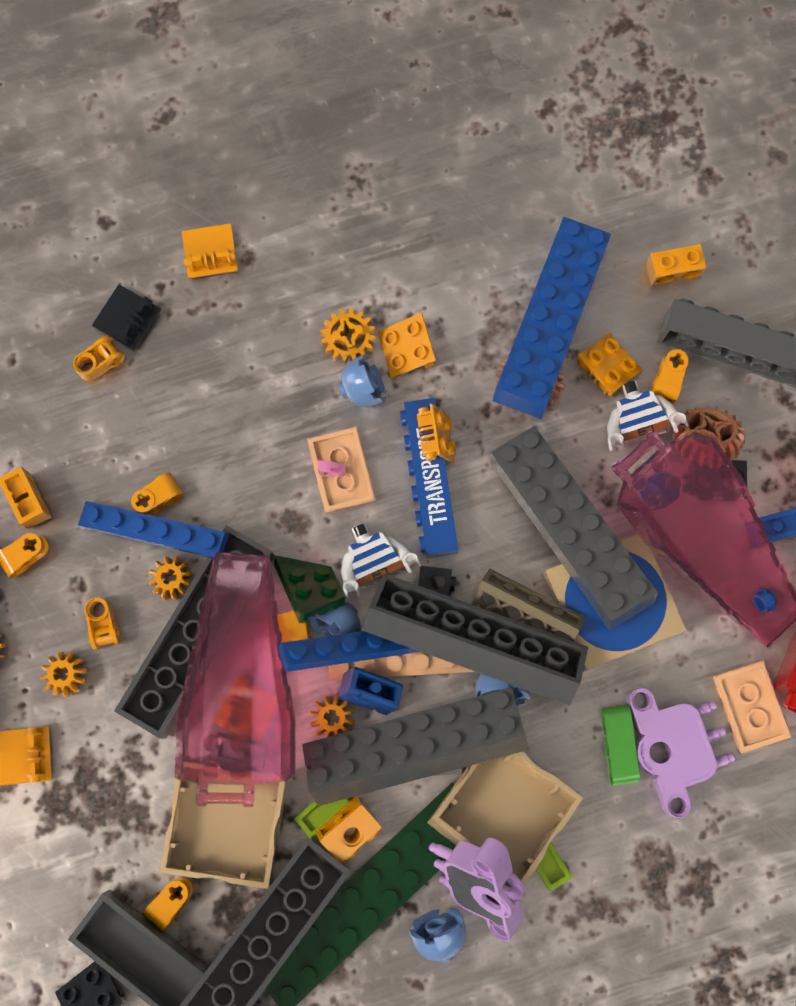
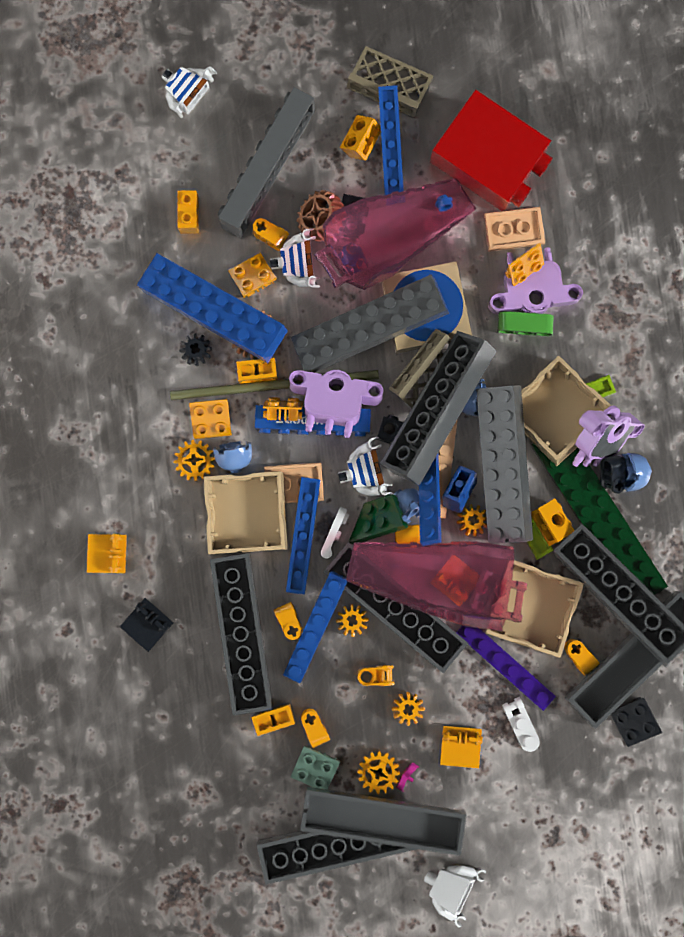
camera: 85 degrees left, 5 degrees up
(63, 835) = (521, 725): none -> white plate
(99, 358) = (175, 648): light orange piece -> none
(129, 436) = (241, 634): none -> dark grey brick
(136, 807) = (507, 666): none -> dark purple plate
(273, 492) = (303, 535): none -> blue plate
(282, 533) = (334, 533): none -> white plate
(289, 413) = (246, 513): none -> tan tile
(329, 468) = (293, 489): bright pink tile -> none
(431, 906) = (612, 472): none -> black piece
(450, 501) = (333, 406): none -> lavender piece
(468, 423) = (254, 387): none -> olive piece
(480, 391) = (256, 371): none -> light orange brick
(486, 304) = (189, 354): none -> black gear
(701, 727) = (525, 265): none -> light orange hinge

